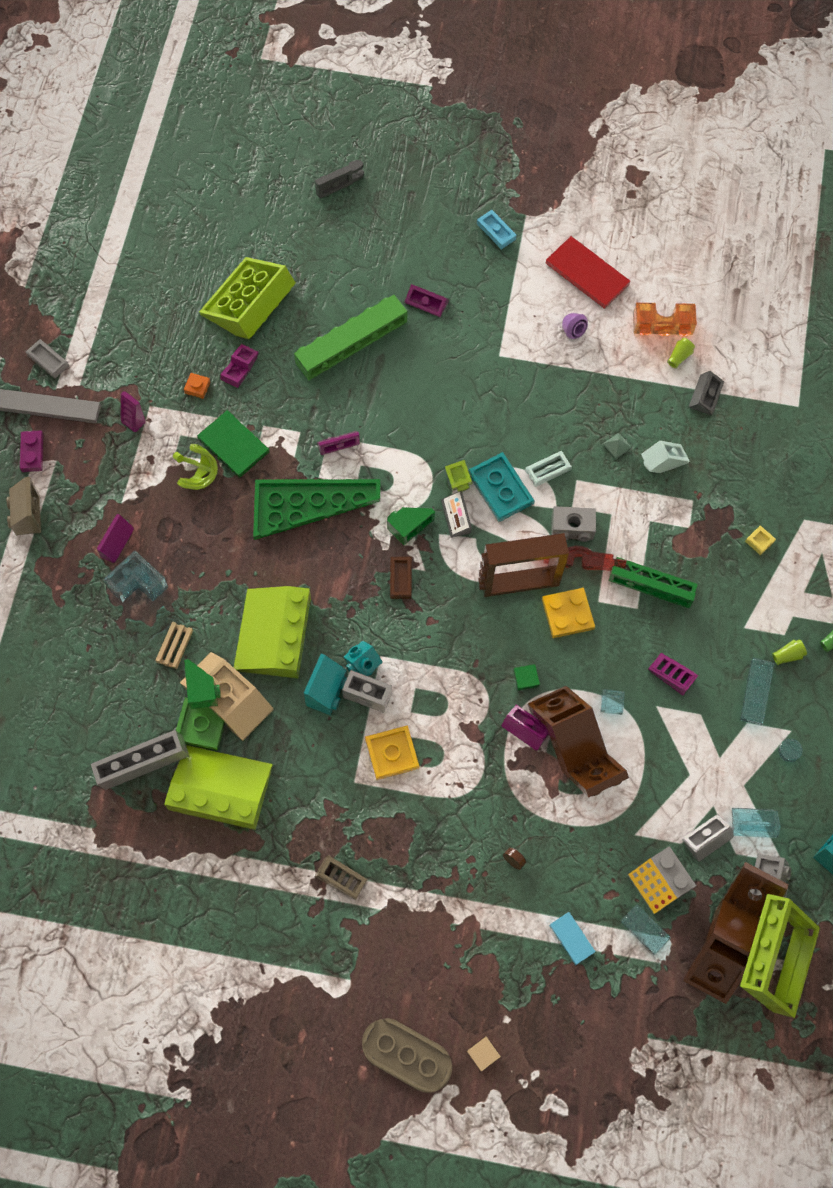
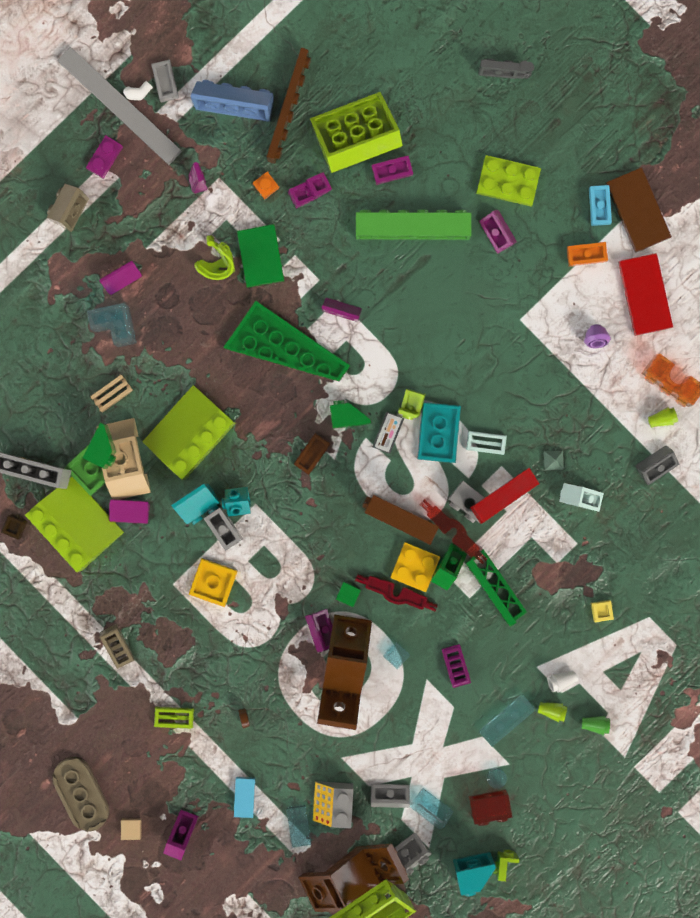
camera: 35 degrees right, 20 degrees up
(28, 382) = (137, 93): none -> white arm
(122, 335) = (233, 100): none -> medium blue slope
(159, 832) = (14, 527): none -> dark brown tile
(176, 318) = (291, 99): none -> reddish brown plate
(264, 738) = (129, 511): none -> magenta slope
(300, 307) = (392, 170): none -> magenta plate
(405, 257) = (508, 180): none -> lime plate
(429, 919) = (175, 717): none -> lime tile
(515, 270) = (587, 254): none -> orange plate
(531, 215) = (638, 210): none -> reddish brown tile
(538, 1021) = (180, 835): none -> magenta slope
(557, 649) = (405, 597): none -> dark red piece
(599, 495) = (504, 495): none -> red tile
(599, 591) = (449, 567): none -> green slope
(775, 622) = (560, 681): none -> white cone
(806, 778) = (490, 807): none -> clear red brick

